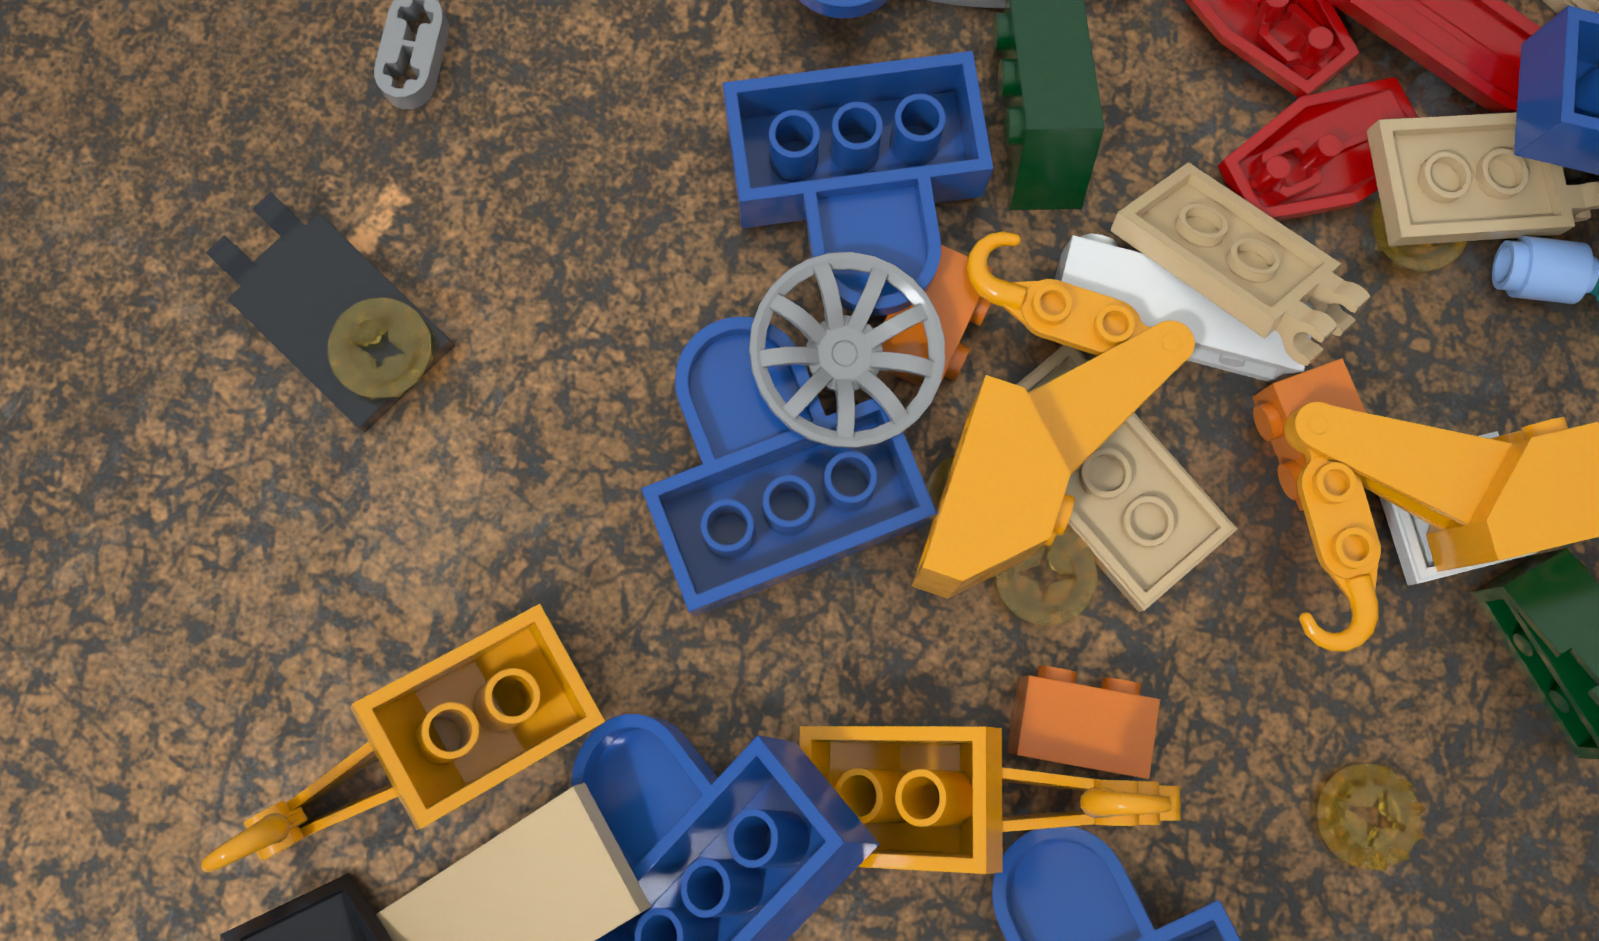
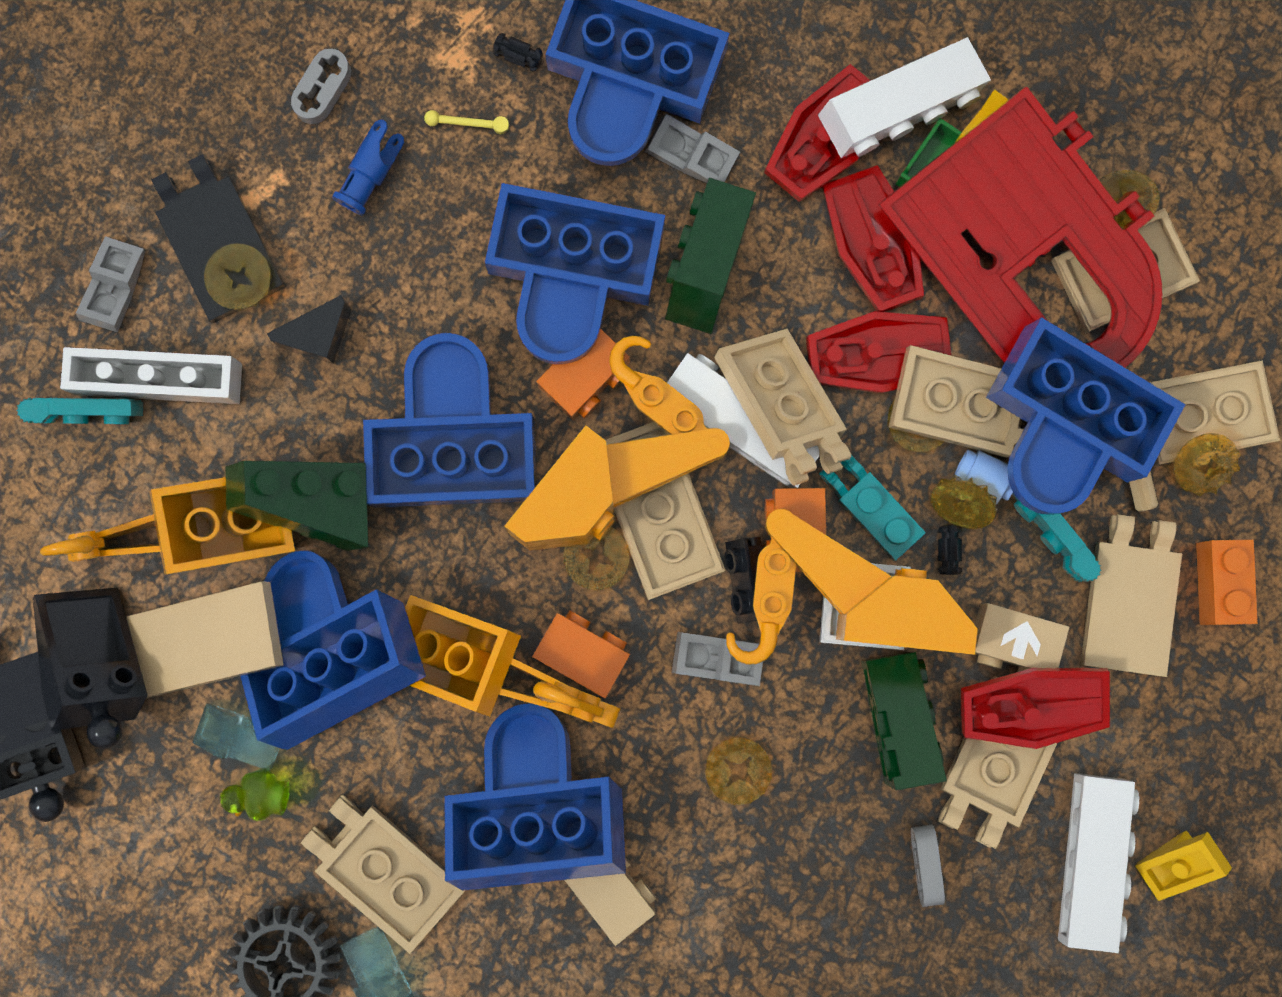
camera: 25 degrees right, 5 degrees up
(198, 425) = (112, 284): none -> light grey slope
(203, 624) = (78, 410): none -> teal hinge
(295, 535) = (151, 375): none -> white brick
(518, 139) = (368, 168): none -> blue piece
(521, 391) = (315, 332): none -> black slope
(591, 634) = (306, 497): none -> dark green wedge
(682, 23) = (499, 124): none -> light yellow hinge
(846, 351) = (515, 378): light grey wheel -> none
(1261, 514) = (741, 564): none -> black hinge
(1272, 663) = (711, 659): none -> light grey slope
(1411, 371) = (875, 510): none -> teal hinge
(1534, 388) = (950, 550): none -> black piece
(1568, 316) = (964, 514): none -> clear yellow gear

